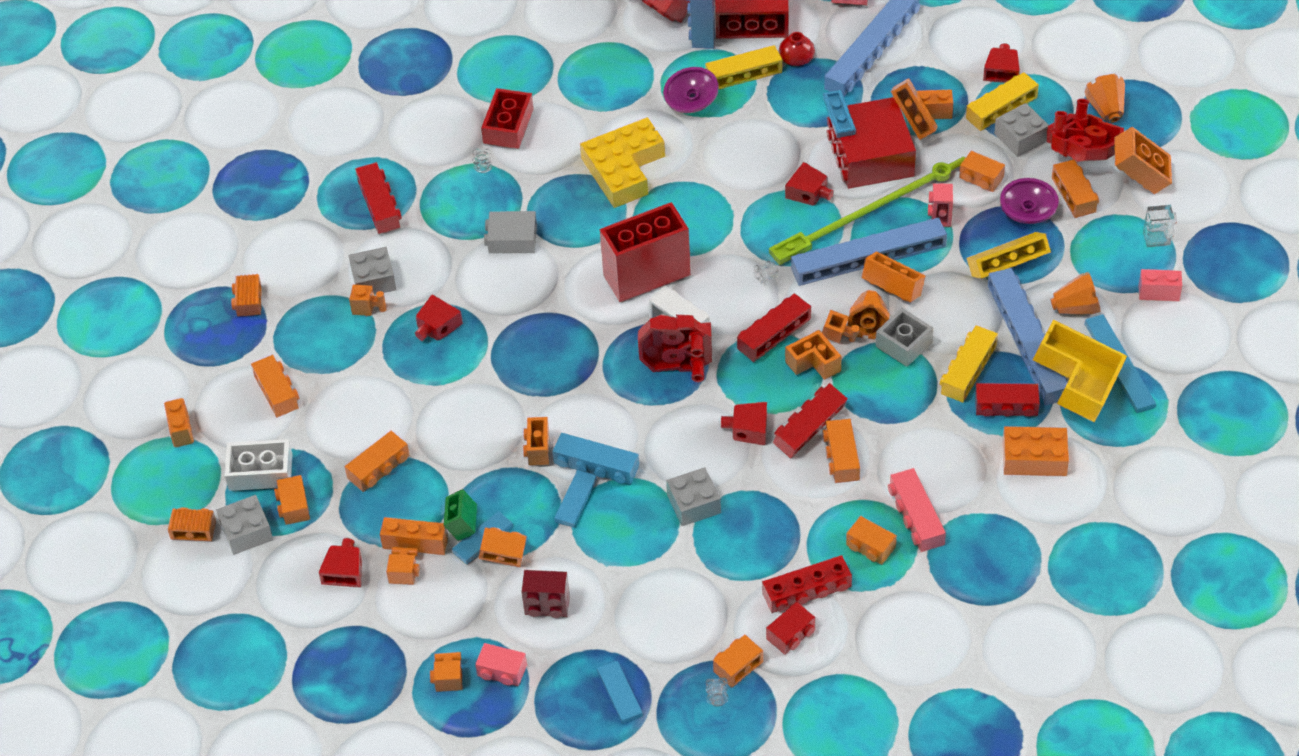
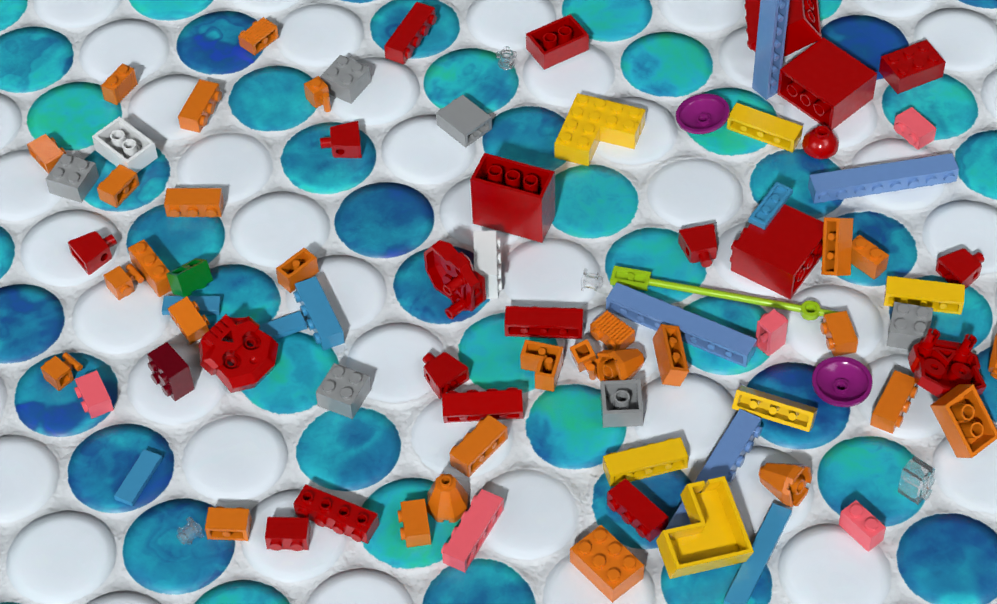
camera: 45 degrees right, 0 degrees up
(575, 526) = (249, 363): none -> red brick
(829, 295) = (612, 331): none -> orange brick
(871, 502) = (447, 499): none -> orange cone

